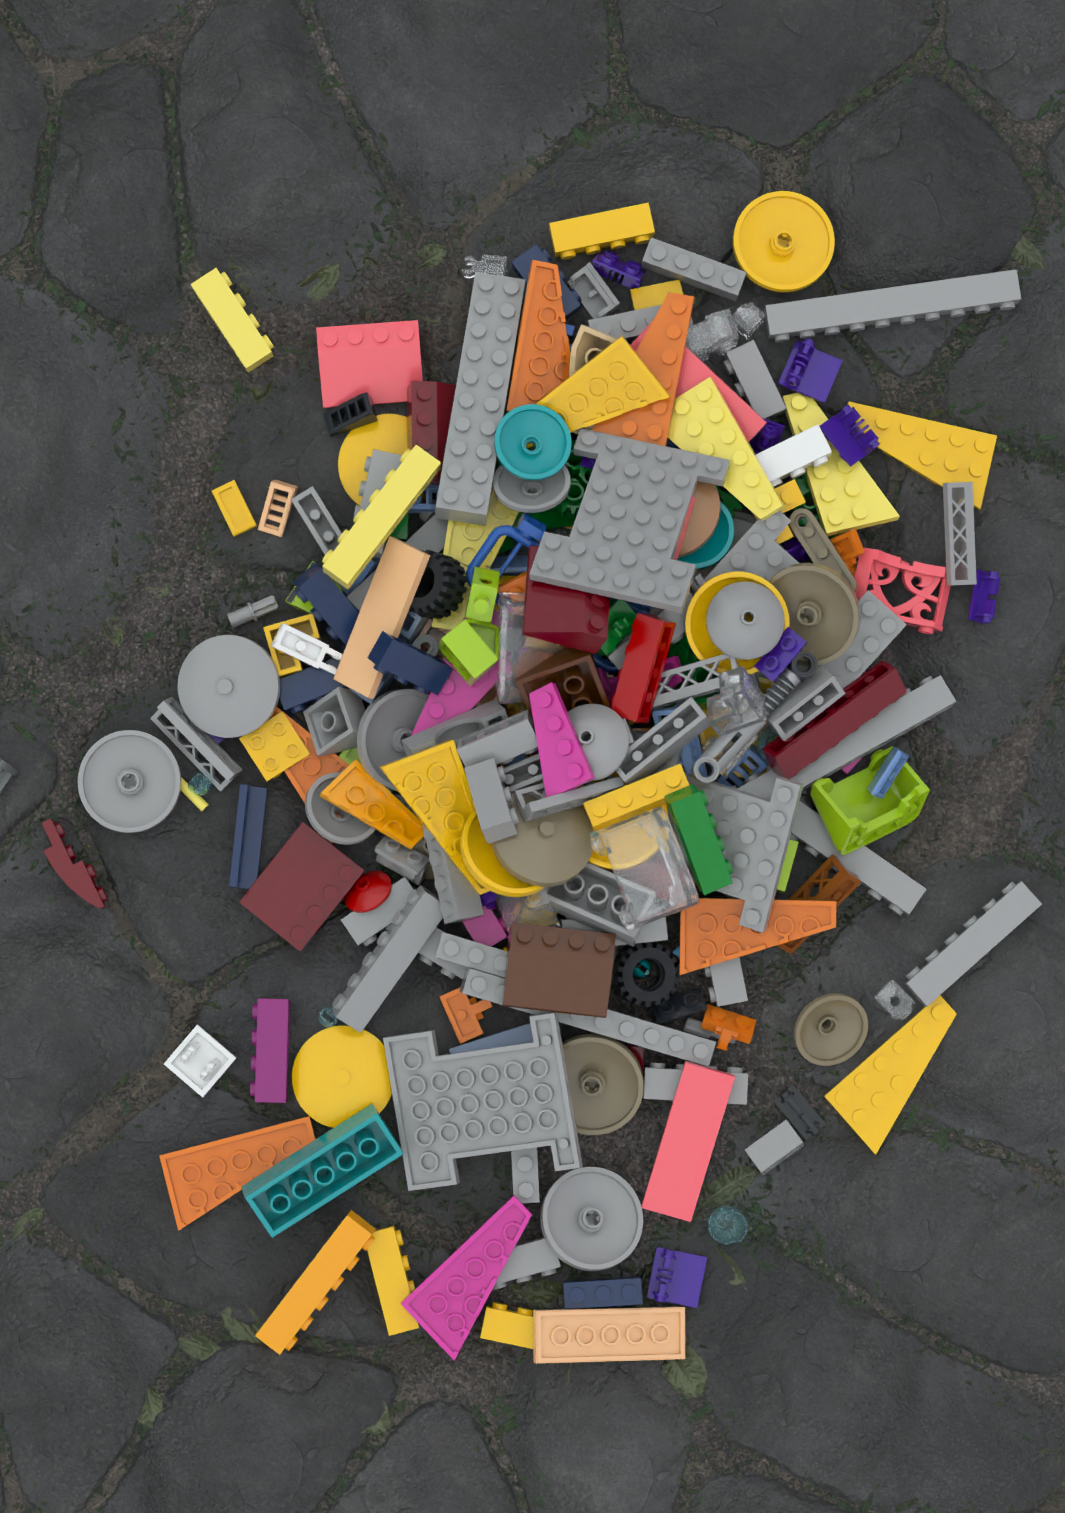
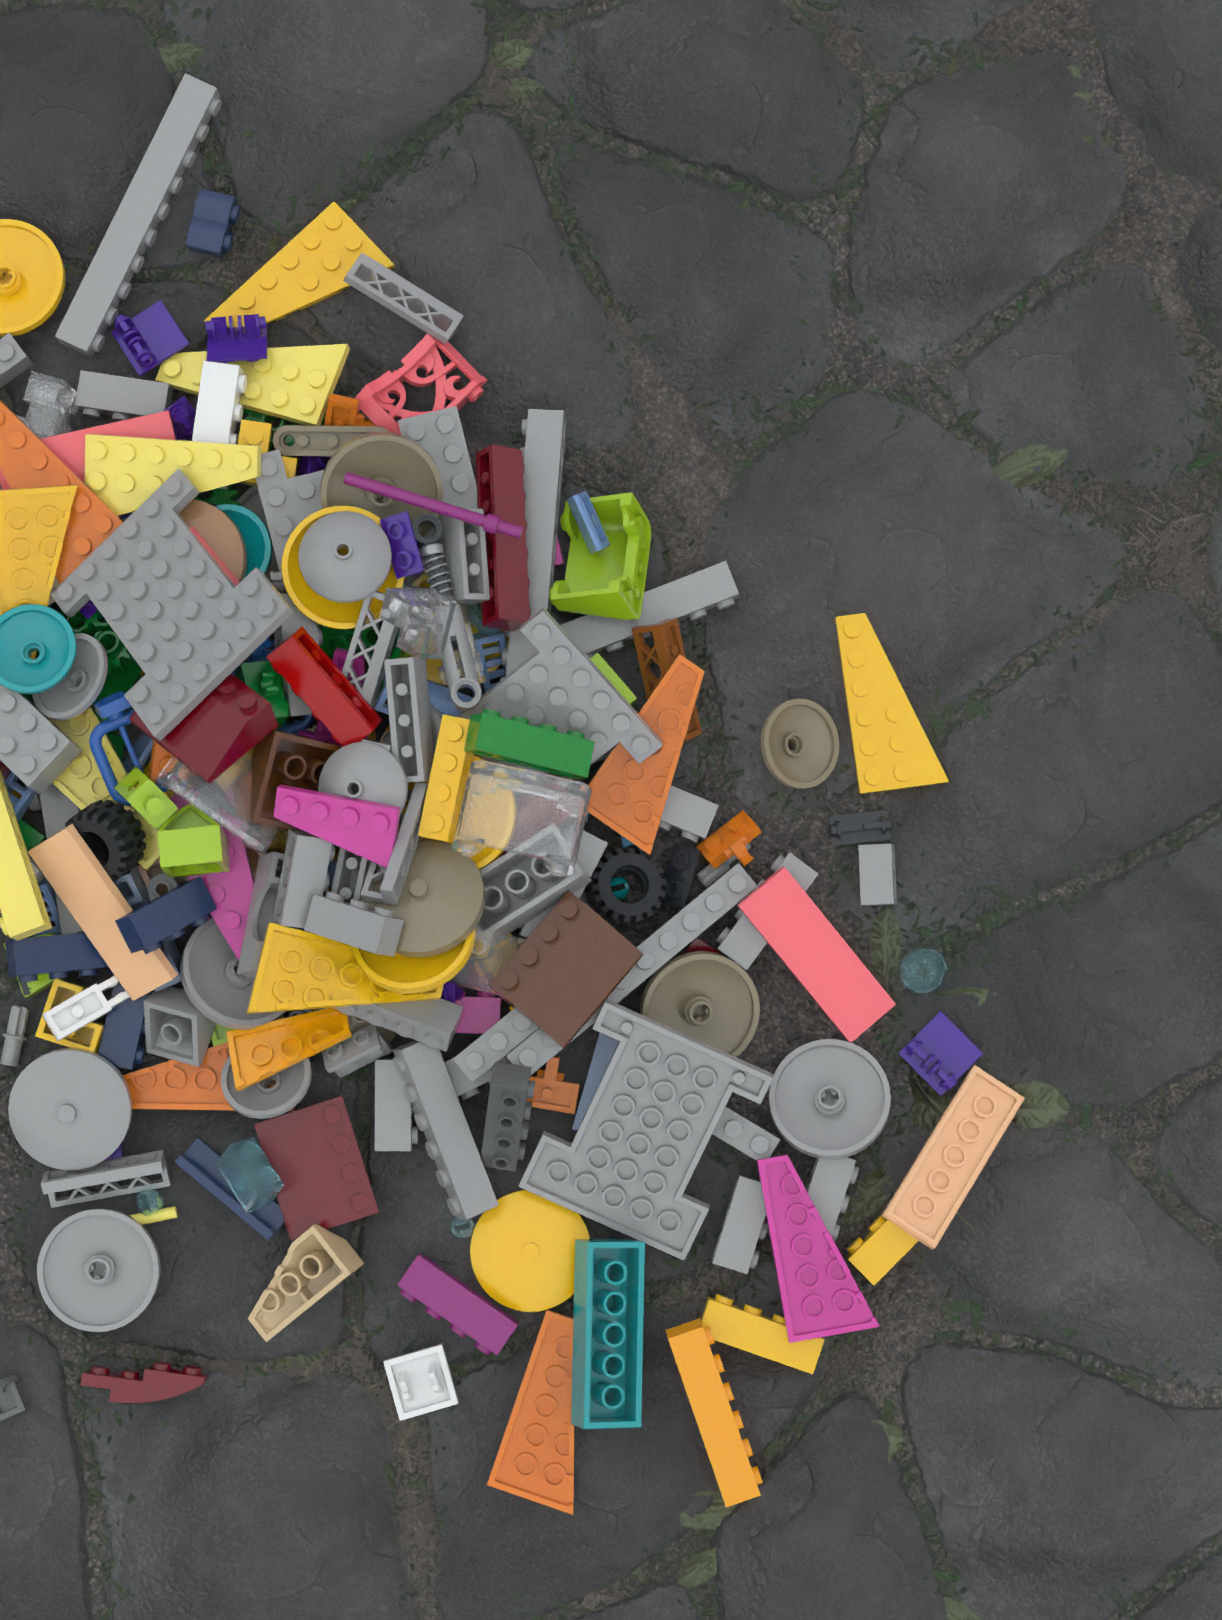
camera: 55 degrees left, 0 degrees up
(222, 929) = (308, 1272): none -> tan wedge
(266, 842) = (249, 1174): none -> clear light blue brick
(274, 746) = (161, 1103): yellow hinge -> none
(368, 891) = (365, 1105): red dish -> none
(427, 995) = (506, 1115): none -> dark grey brick
(459, 1216) = (742, 1227): none -> light grey brick
(602, 1292) = (908, 1135): dark blue brick -> none
(748, 319) = (57, 362): clear brick -> none
(838, 706) = (490, 523): none -> magenta bar
(891, 990) = (800, 662): clear brick -> none
(922, 360) = (212, 223): none -> dark blue brick
(972, 943) = (807, 552): light grey brick -> none
(982, 607) = (488, 325): dark purple hinge -> none

